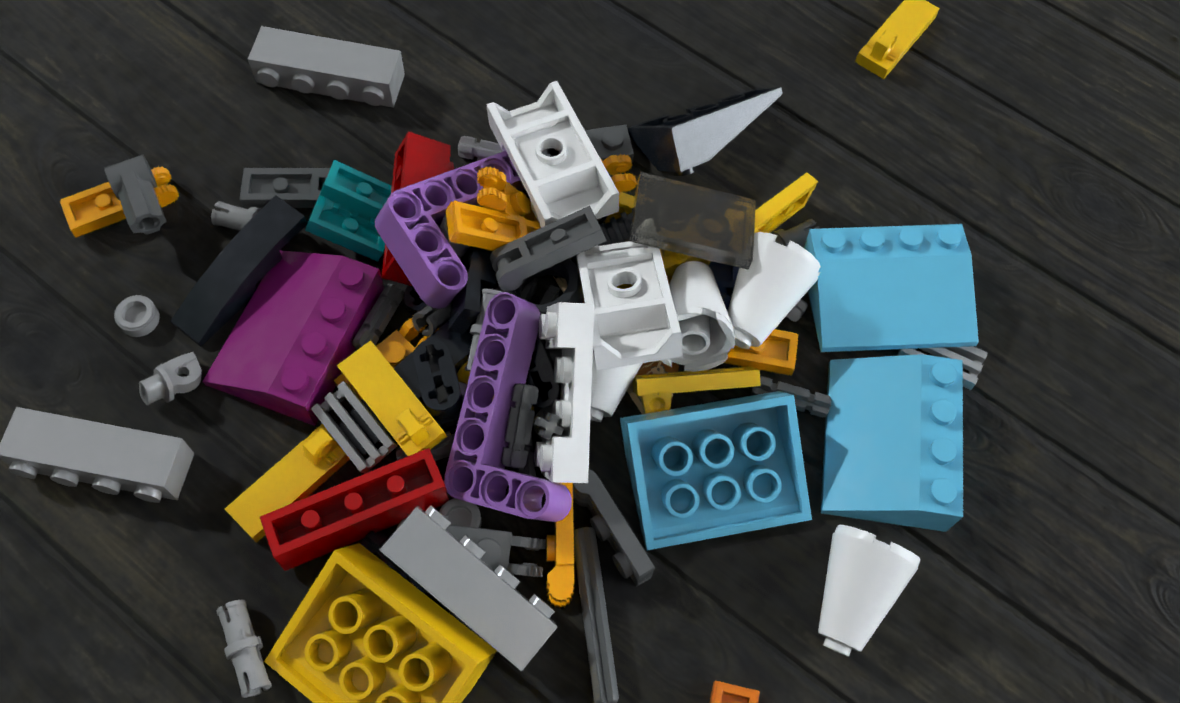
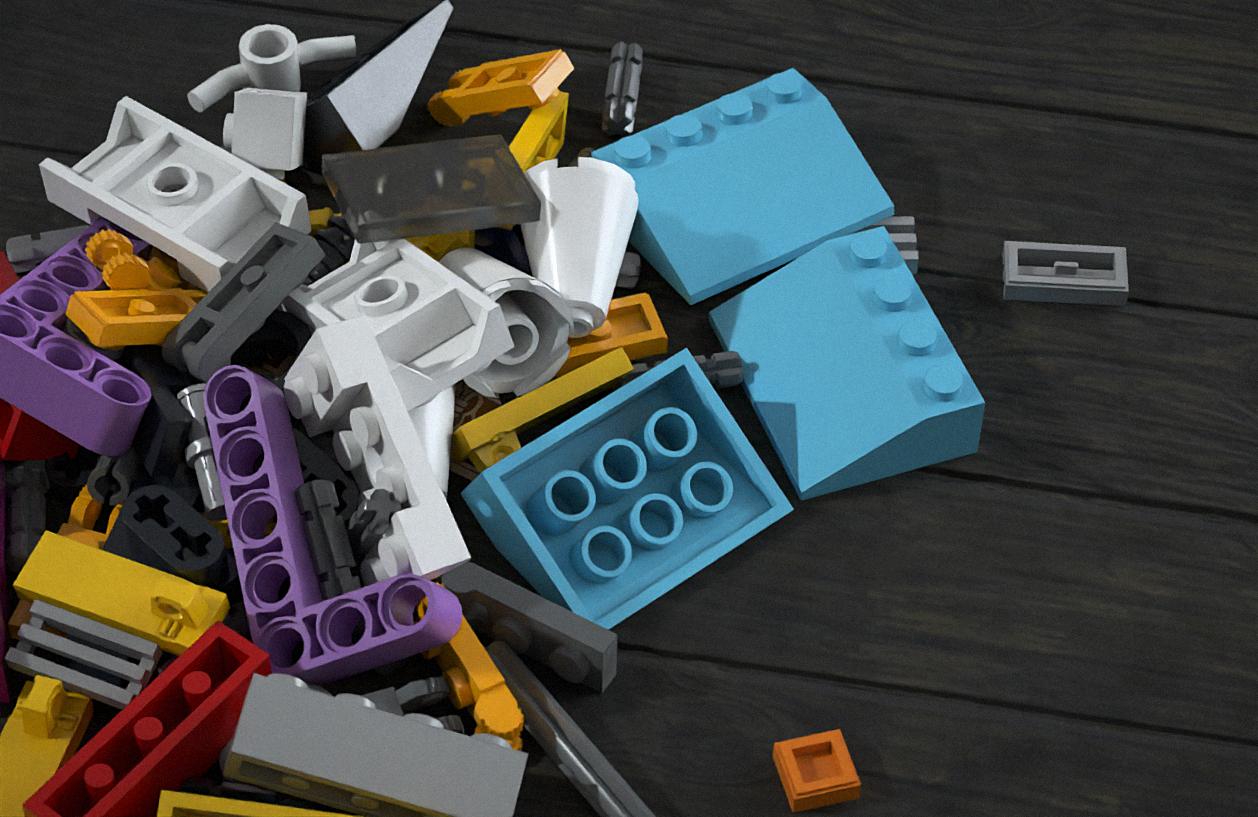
camera: 25 degrees left, 15 degrees down
(629, 133) = (267, 129): none -> white brick
(661, 87) = (271, 62): none -> white piece
(782, 160) = (501, 86): none -> light orange hinge
(855, 187) = (622, 89): none -> dark grey axle
(861, 587) = (900, 538): white cone -> none
(1064, 440) = (1061, 278): none -> light grey tile

